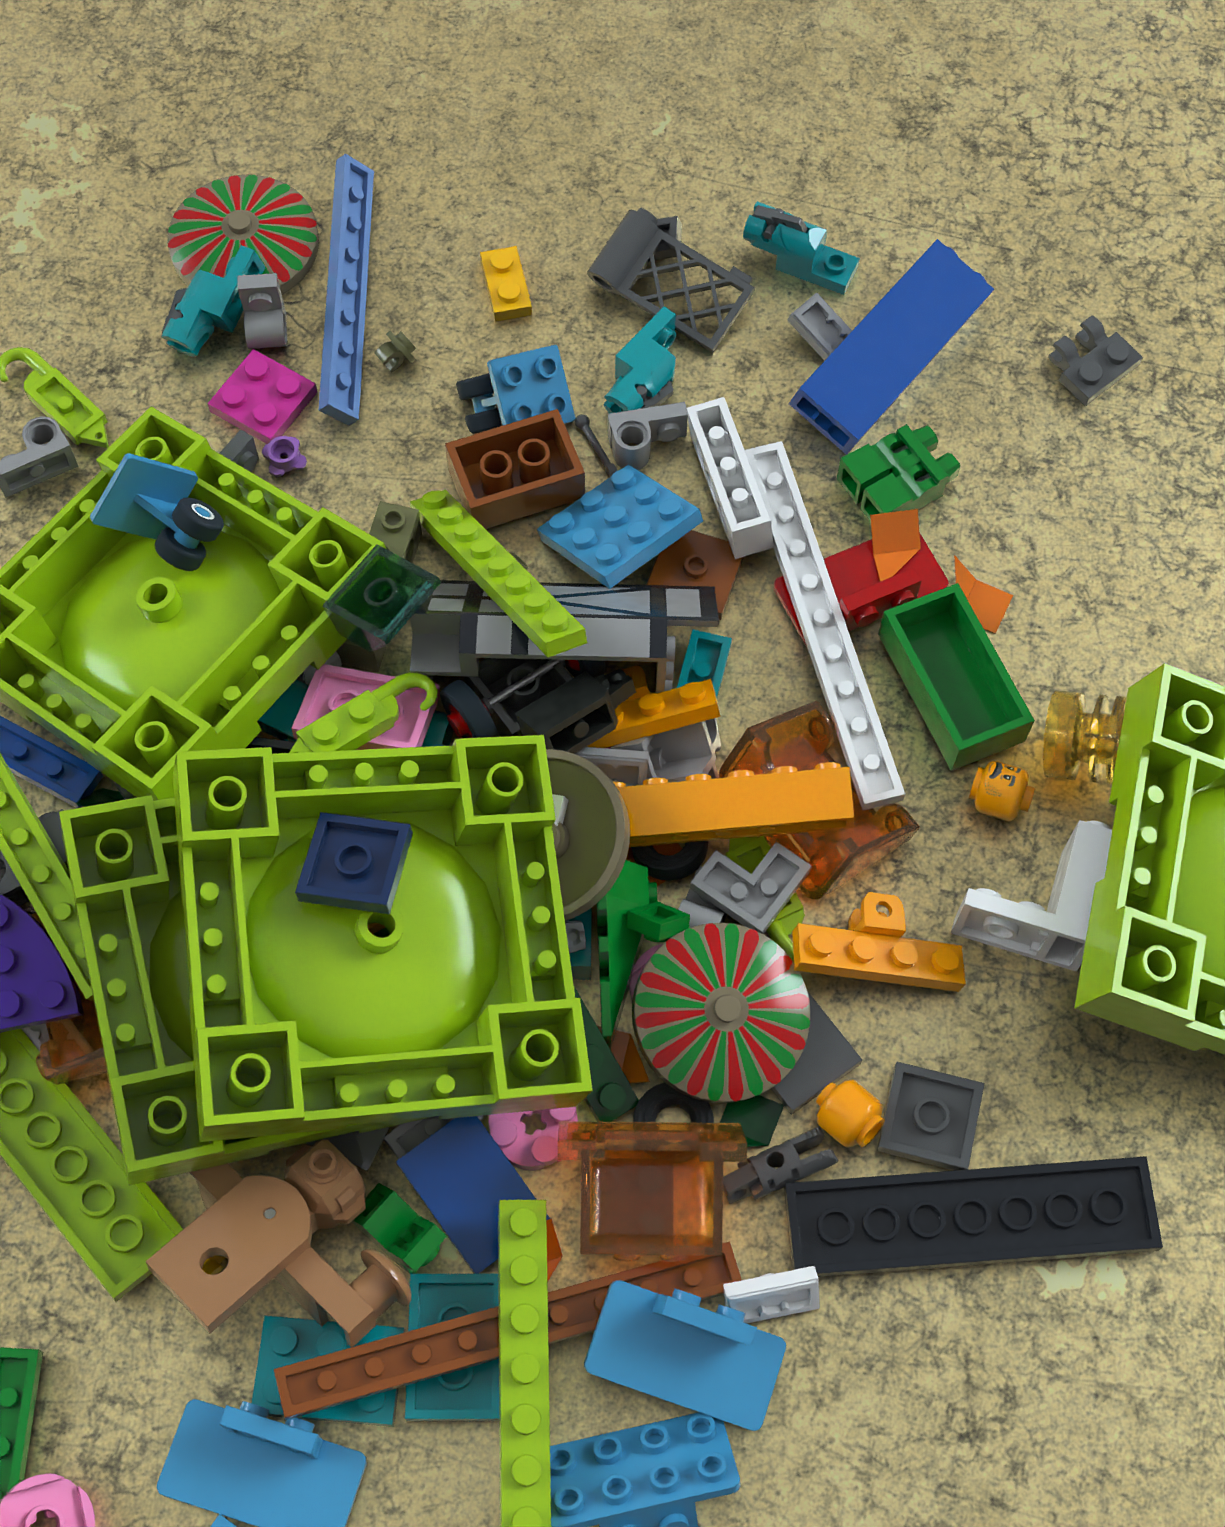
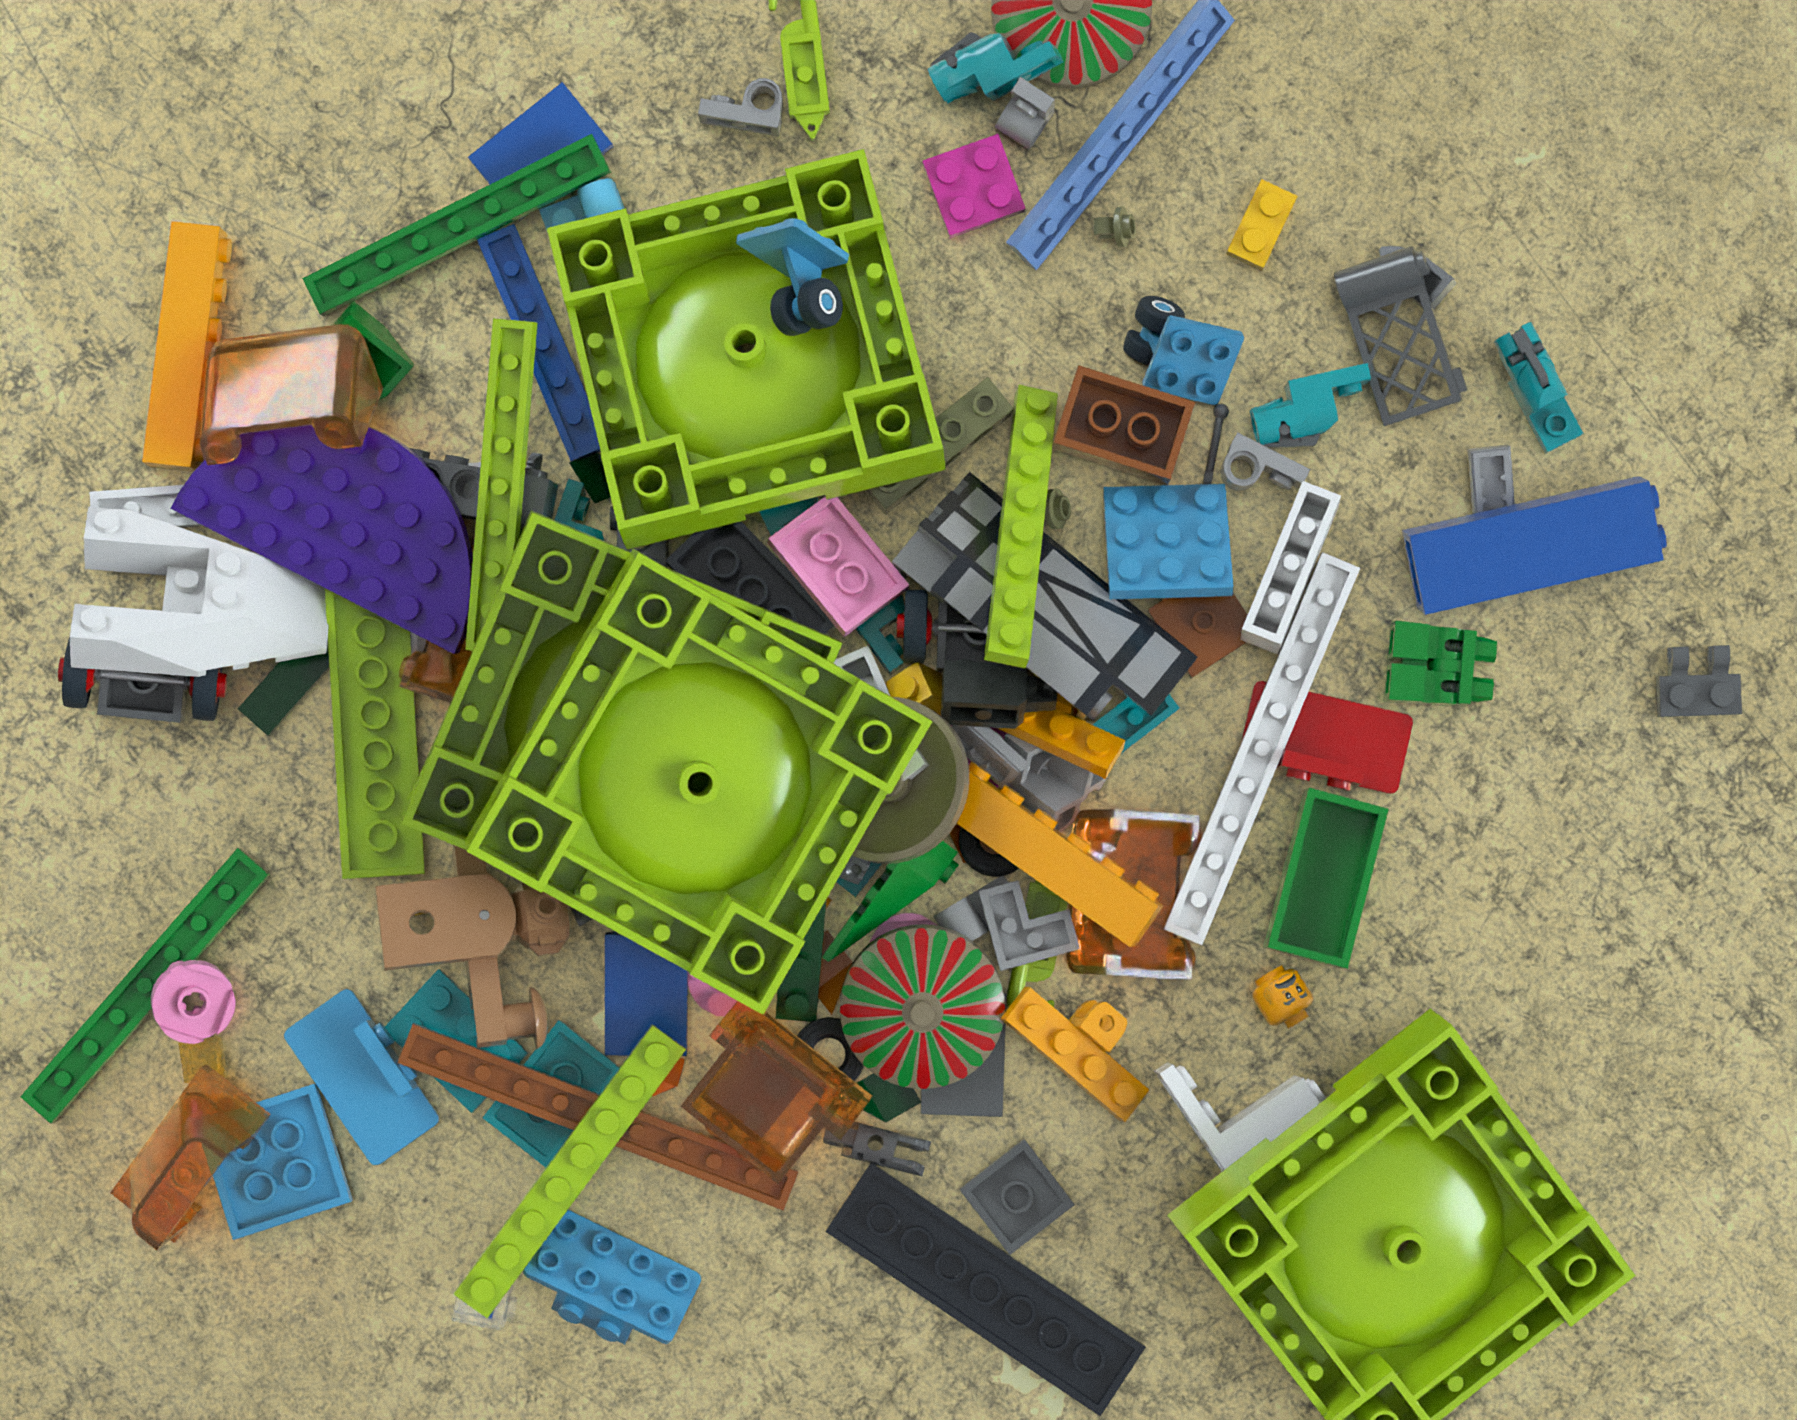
camera: 40 degrees right, 20 degrees up
(242, 450) = (910, 236): dark grey plate -> none
(283, 446) = (946, 248): medium lavender plate -> none
(354, 863) = (713, 725): dark blue plate -> none
(362, 716) = (820, 574): lime plate -> none
(379, 598) = (905, 497): clear green slope -> none
(399, 1229) = (573, 985): green brick -> none
(657, 921) = (927, 905): green plate -> none
(686, 1353) = (704, 1226): dark azure bracket -> none
(774, 1294) = (797, 1232): white plate -> none
(849, 1113) = (957, 1150): light orange head -> none
(894, 540) = (1379, 725): orange sticker -> none
(984, 599) = (1412, 822): orange sticker -> none
(1081, 737) = (1373, 1005): clear yellow wheel -> none

